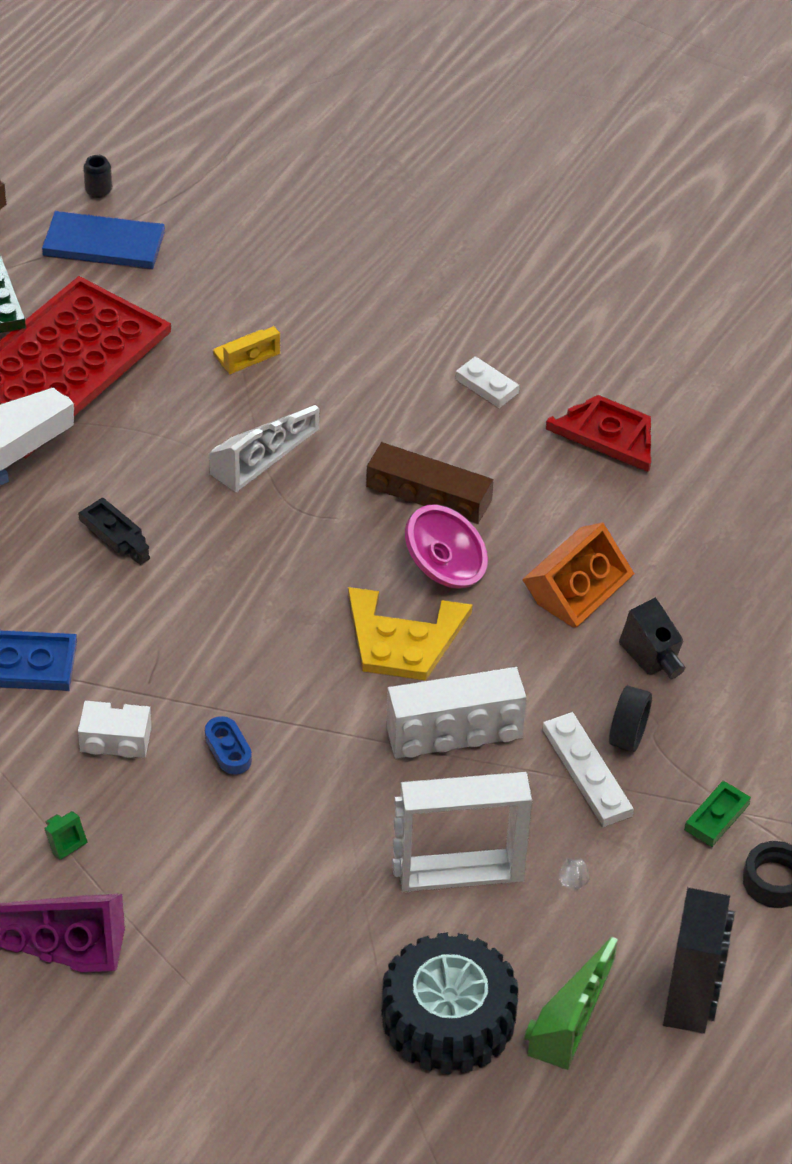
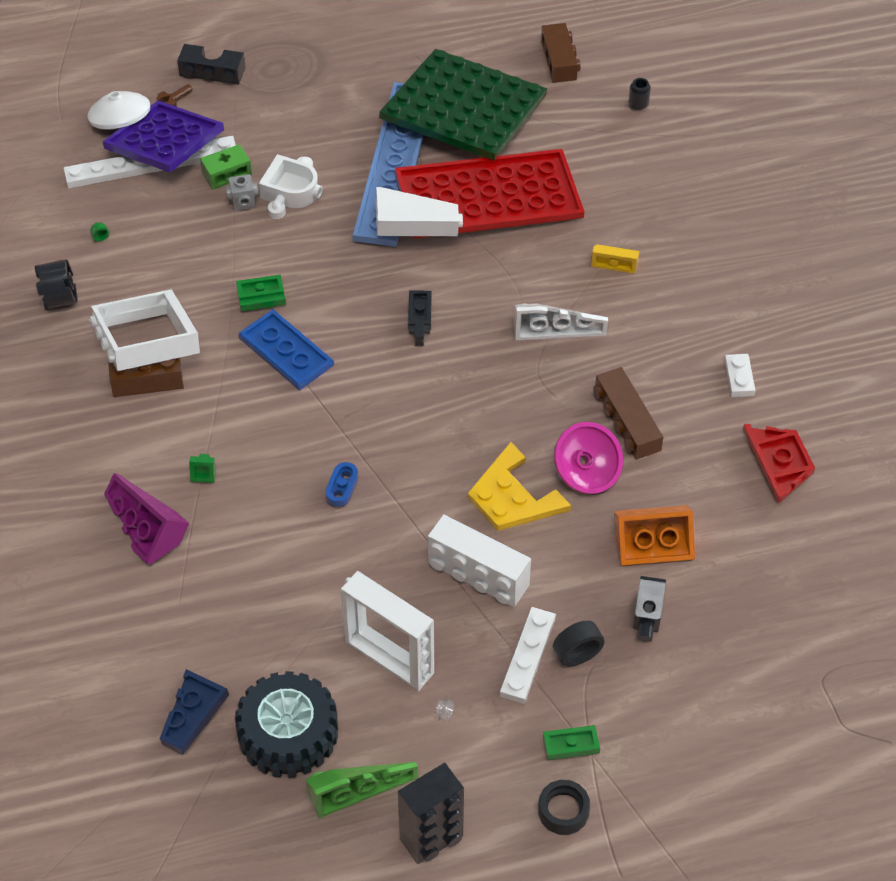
camera: 45 degrees right, 5 degrees up
(103, 239) = (606, 136): blue tile -> none
(113, 730) = (293, 433): white brick -> none
(332, 1070) = (193, 709): none -> dark blue wing

